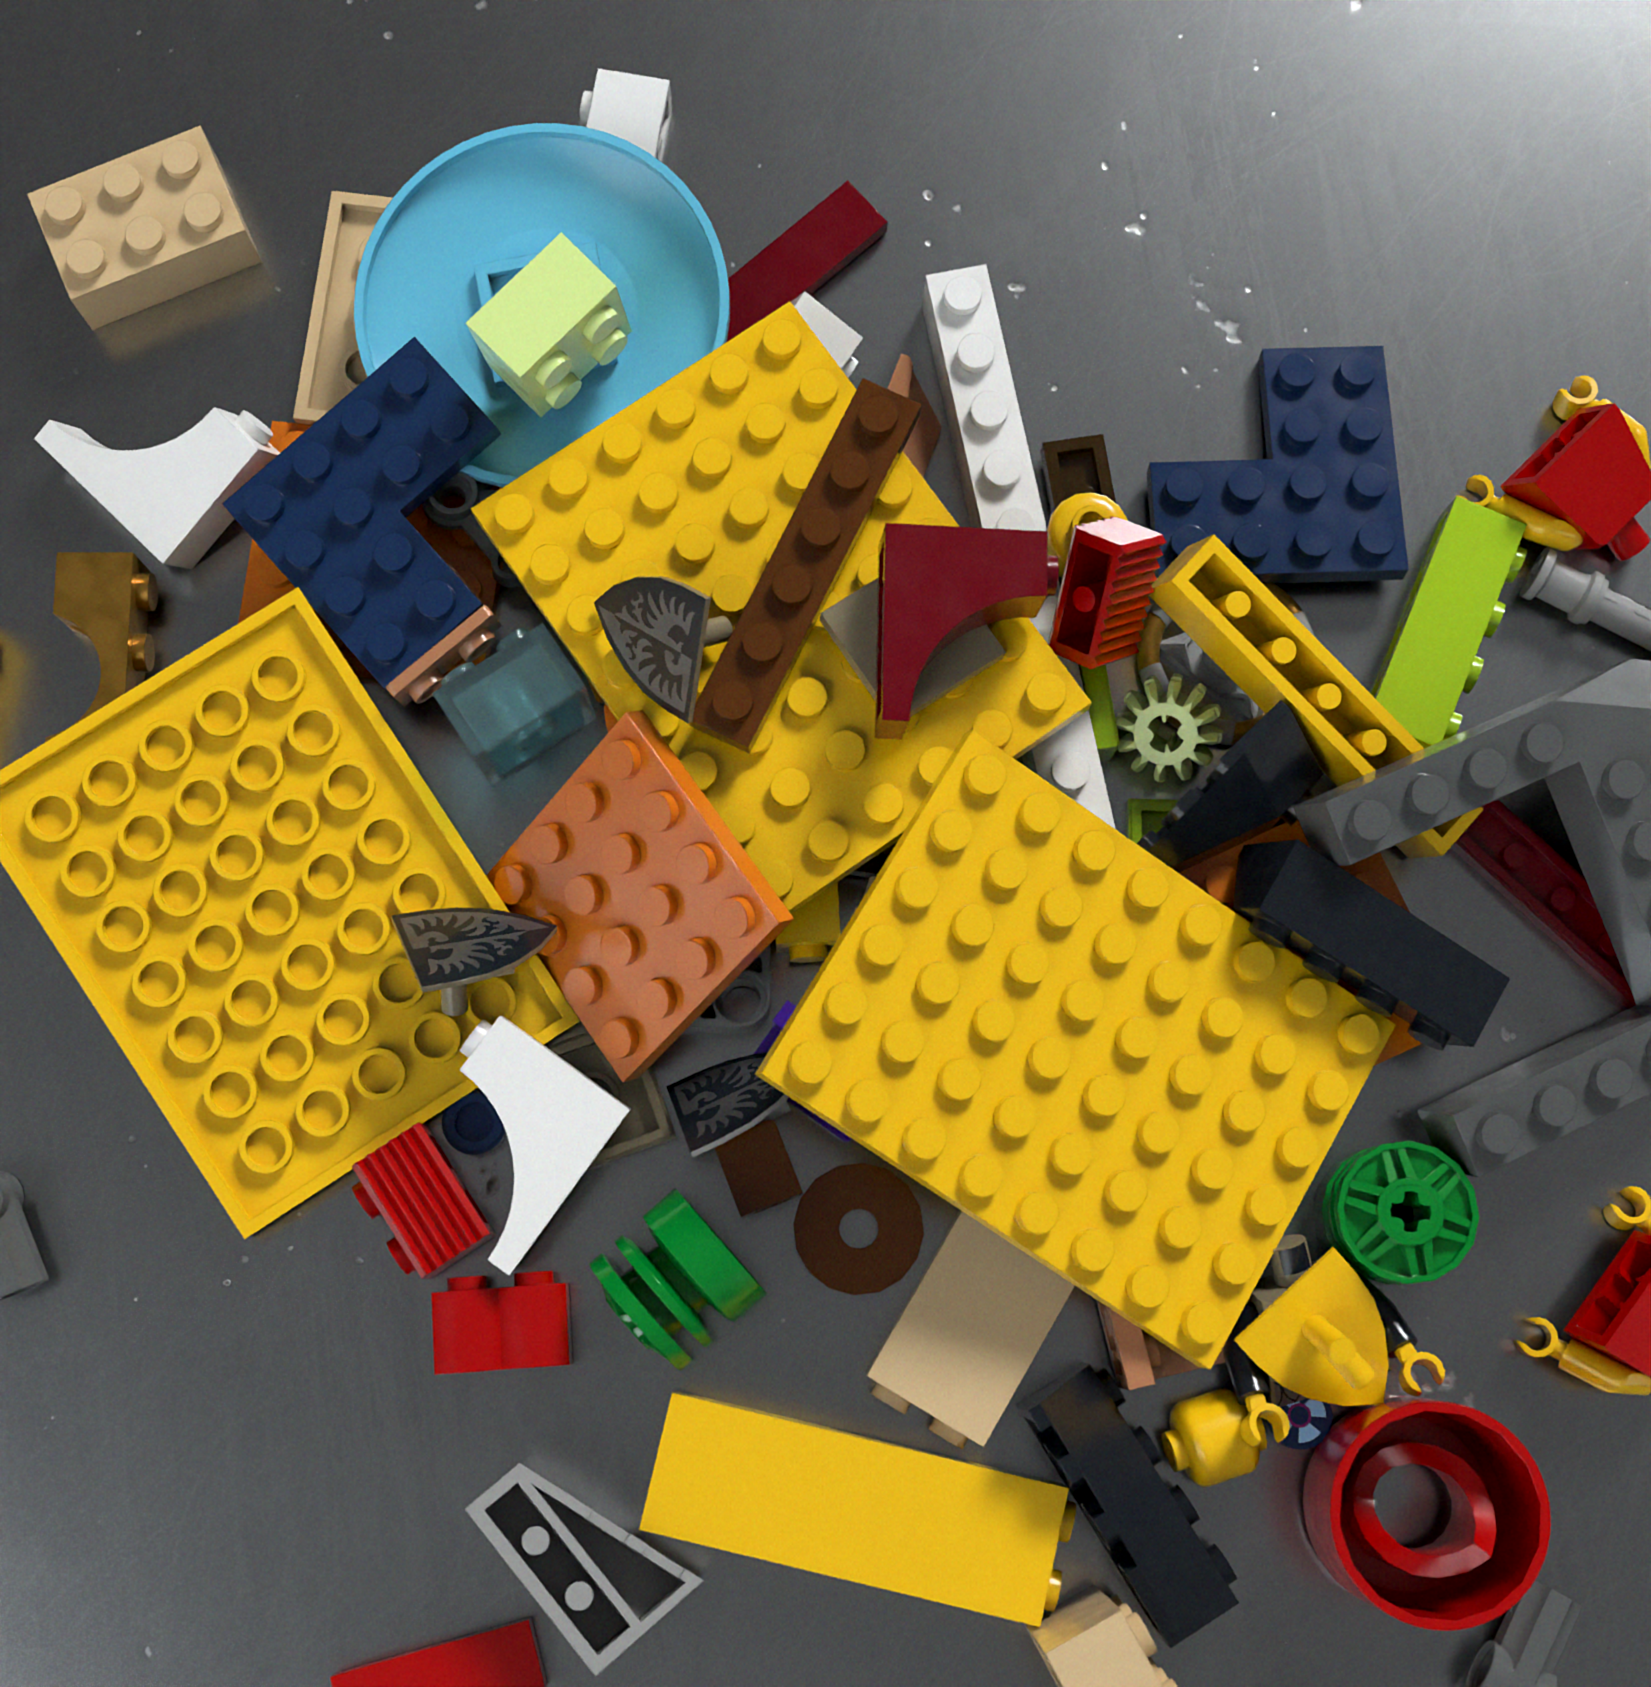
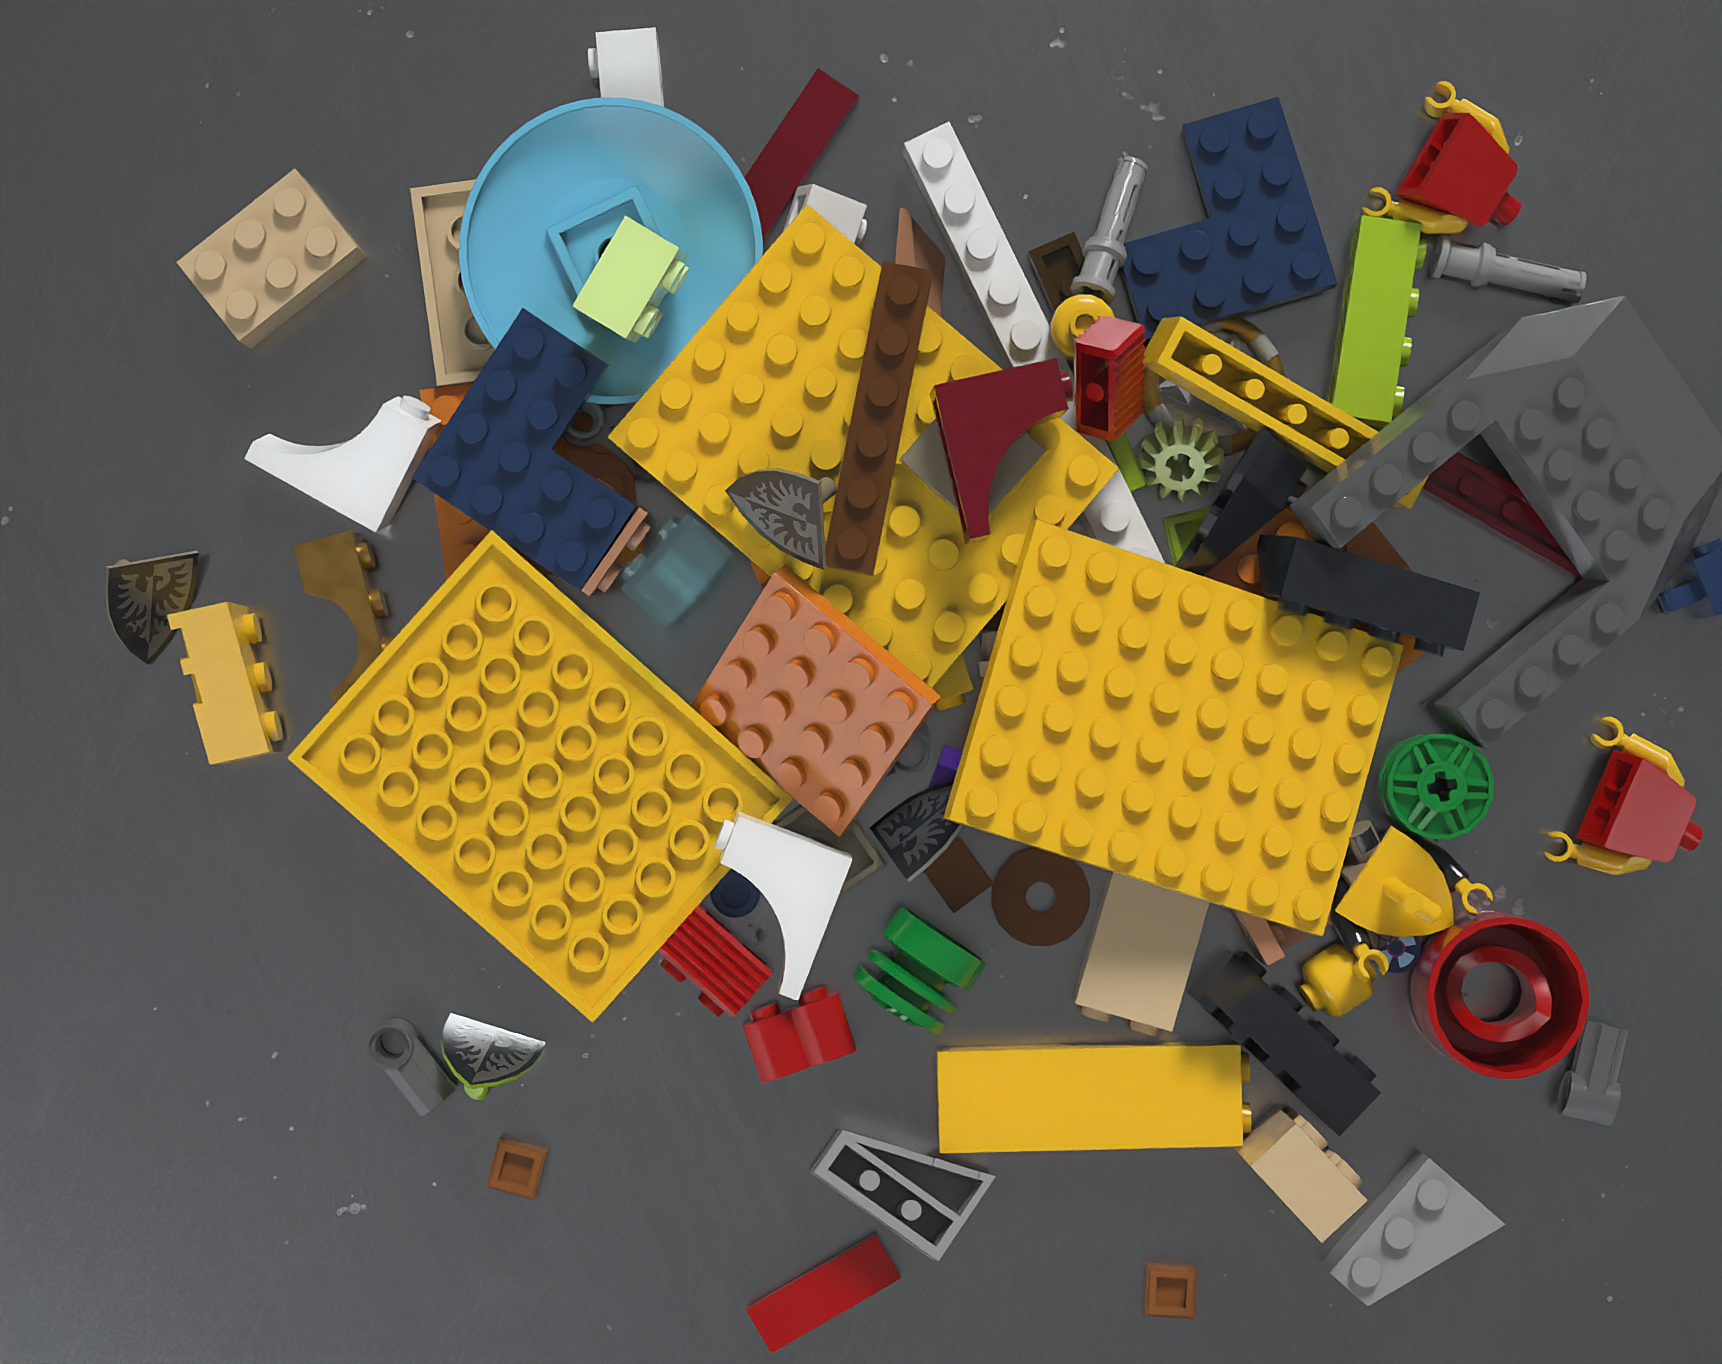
camera: 10 degrees left, 10 degrees up
(91, 1242) = (486, 1054): none -> shield
(93, 1406) = (517, 1168): none -> dark orange tile
(466, 947) = (699, 770): shield -> none
(1136, 460) = (1106, 249): none -> light grey pin

